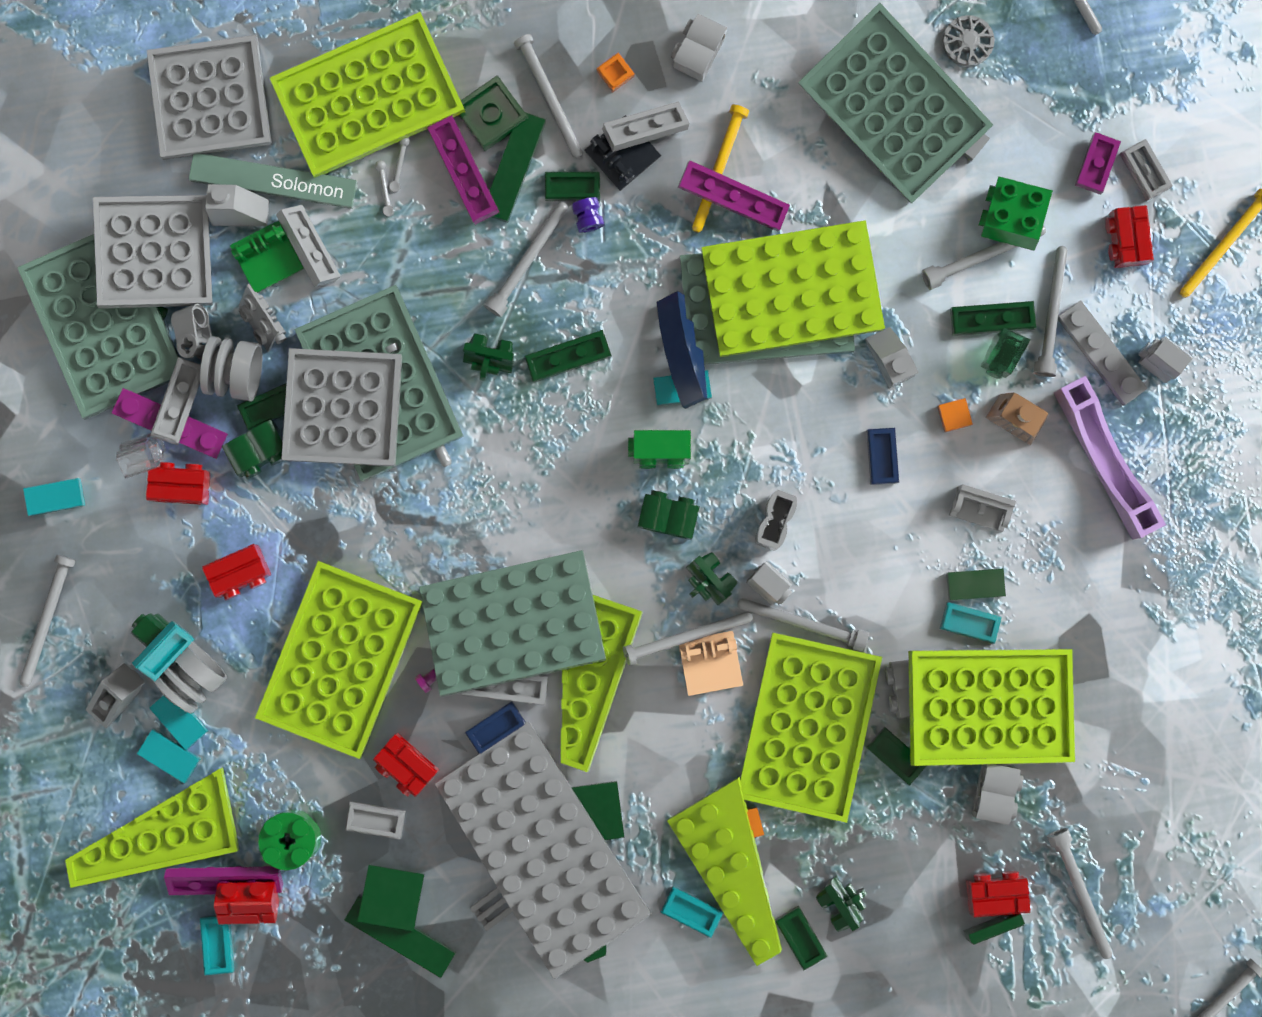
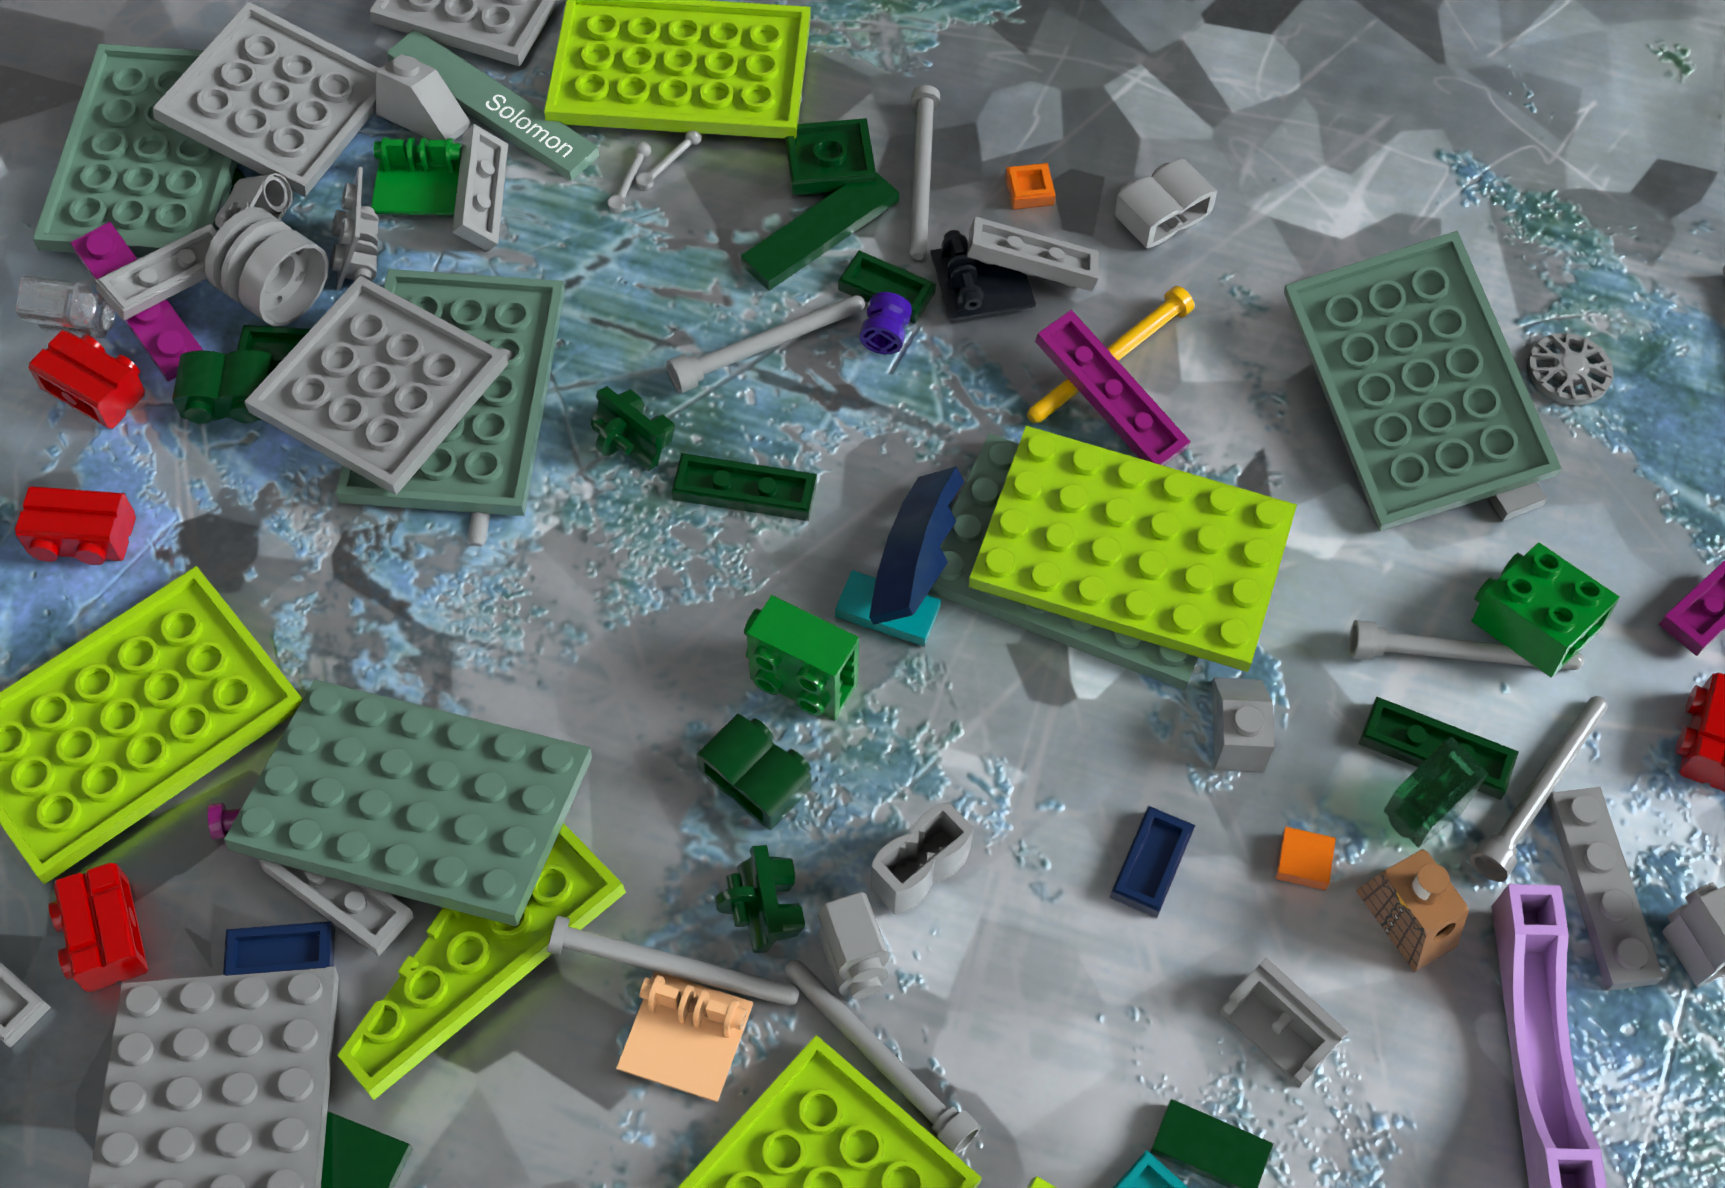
camera: 30 degrees right, 25 degrees down
(463, 170) = (747, 195): magenta plate -> none

